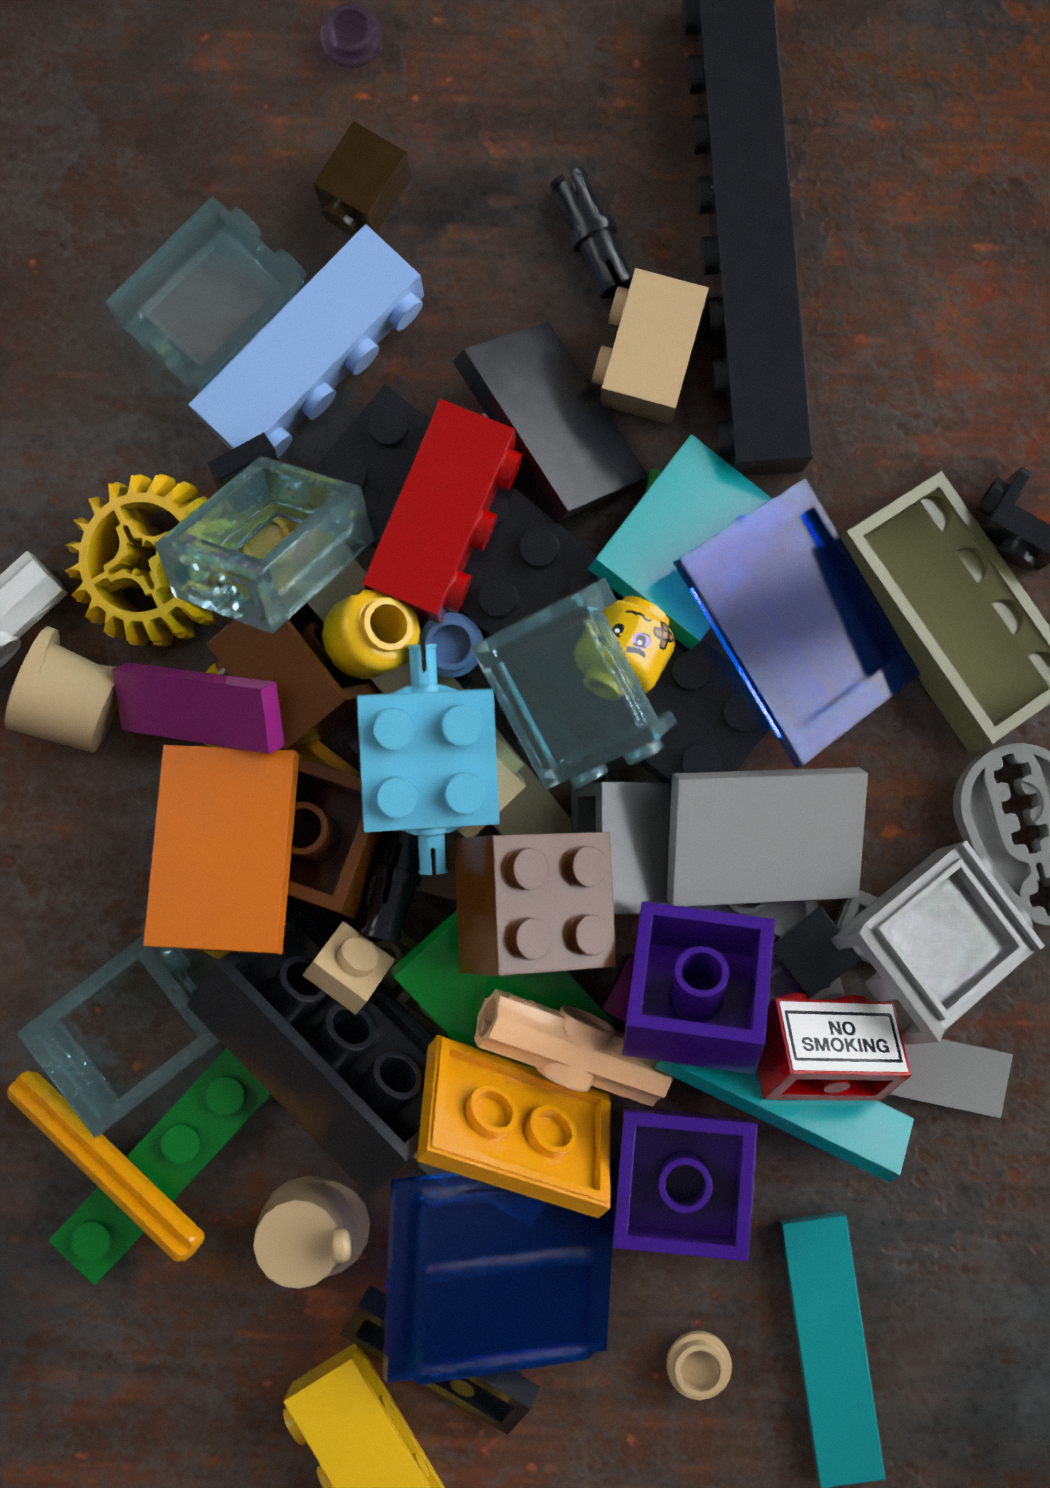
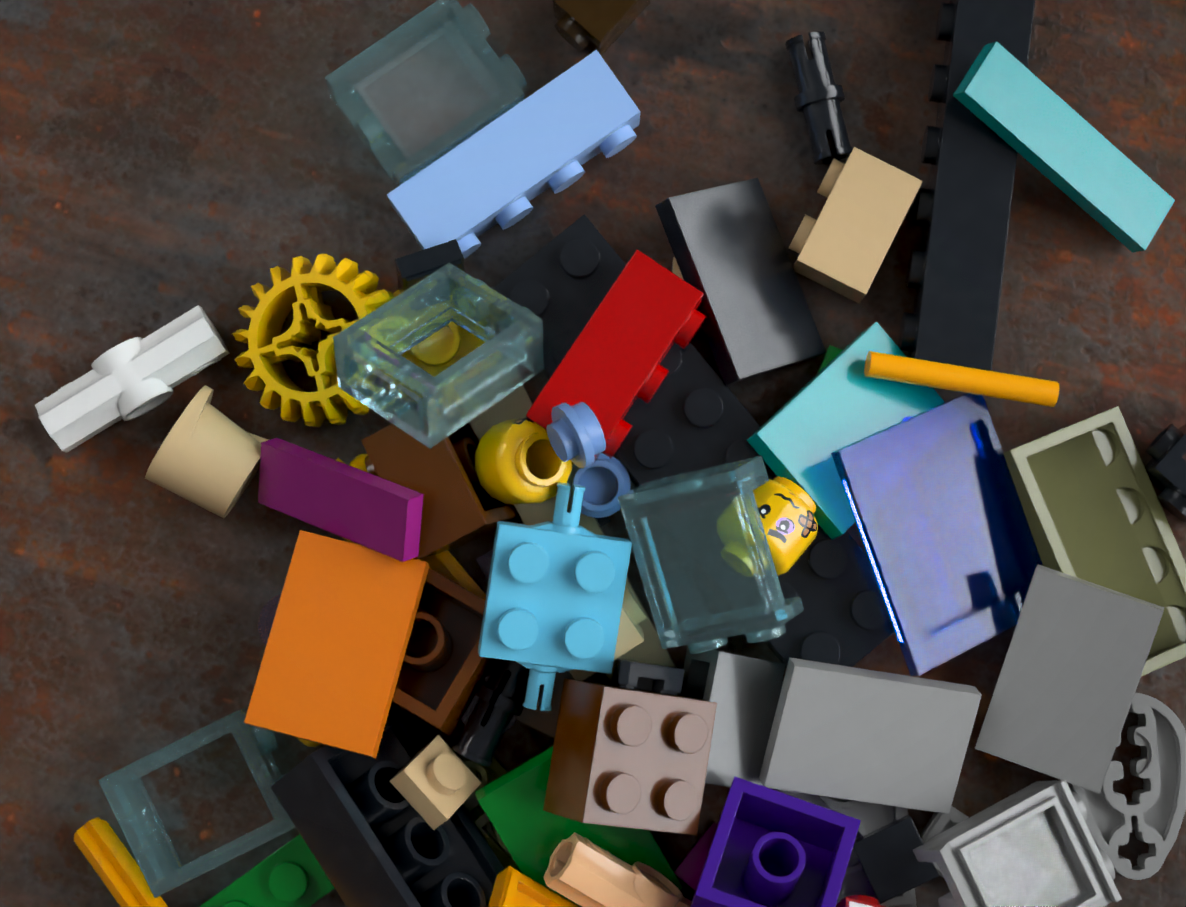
camera: 10 degrees right, 0 degrees up
(414, 589) = (575, 434): none -> medium blue plate
(537, 820) = (648, 676): none -> black tile
(785, 471) = (961, 379): none -> light orange bar
(838, 227) = (1064, 147): none -> tile
(950, 740) = (1069, 678): none -> light grey tile

